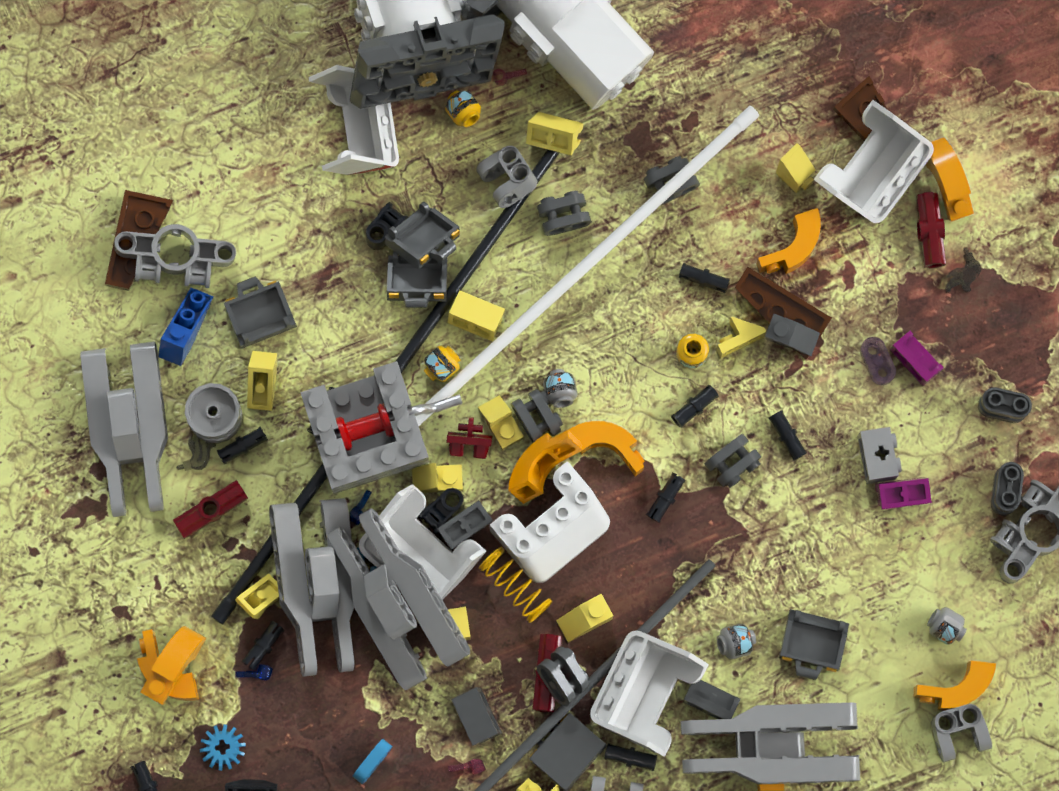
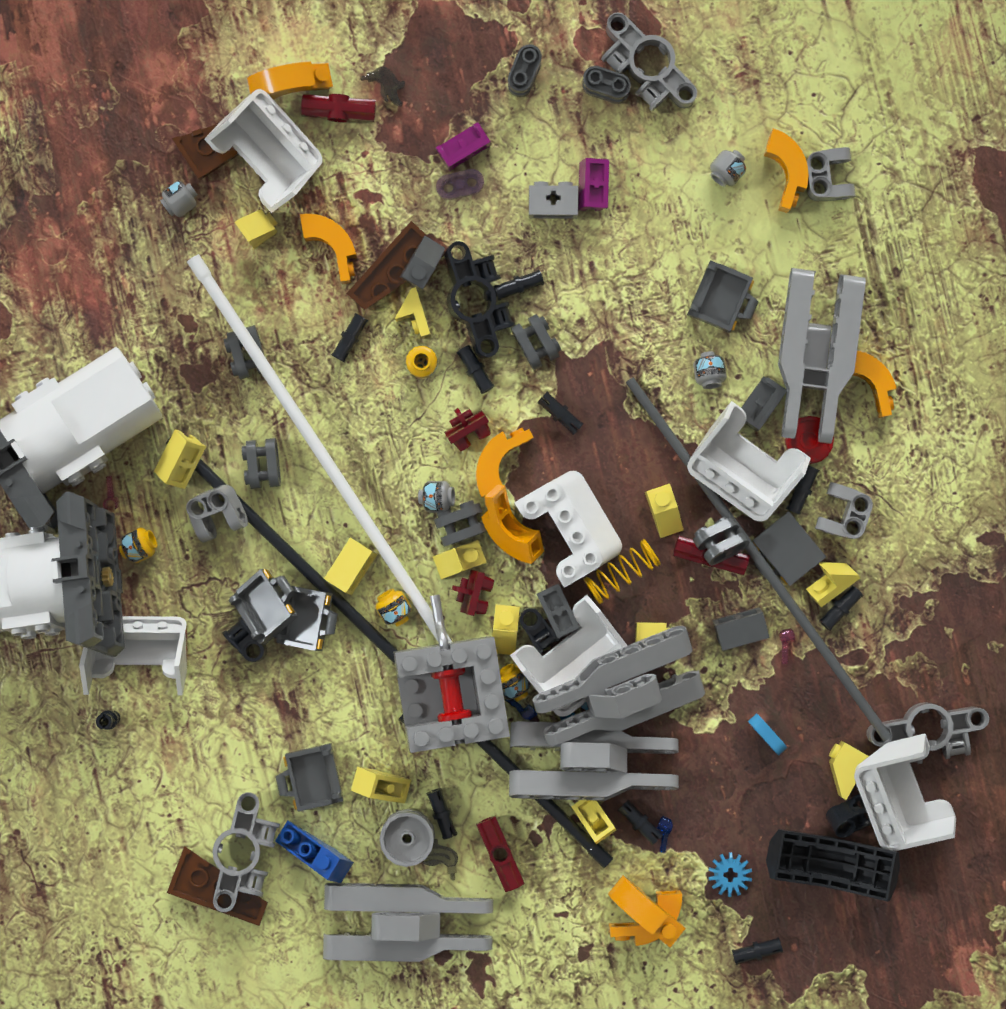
camera: 80 degrees left, 10 degrees up
(283, 106) = (108, 715): none -> black pin
(383, 492) = (514, 682): none -> head
(626, 399) = (465, 424): none -> dark red hips
(682, 748) = (807, 440): none -> red tile
(789, 378) = (481, 273): none -> black piece
(811, 92) = (179, 198): none -> light grey head

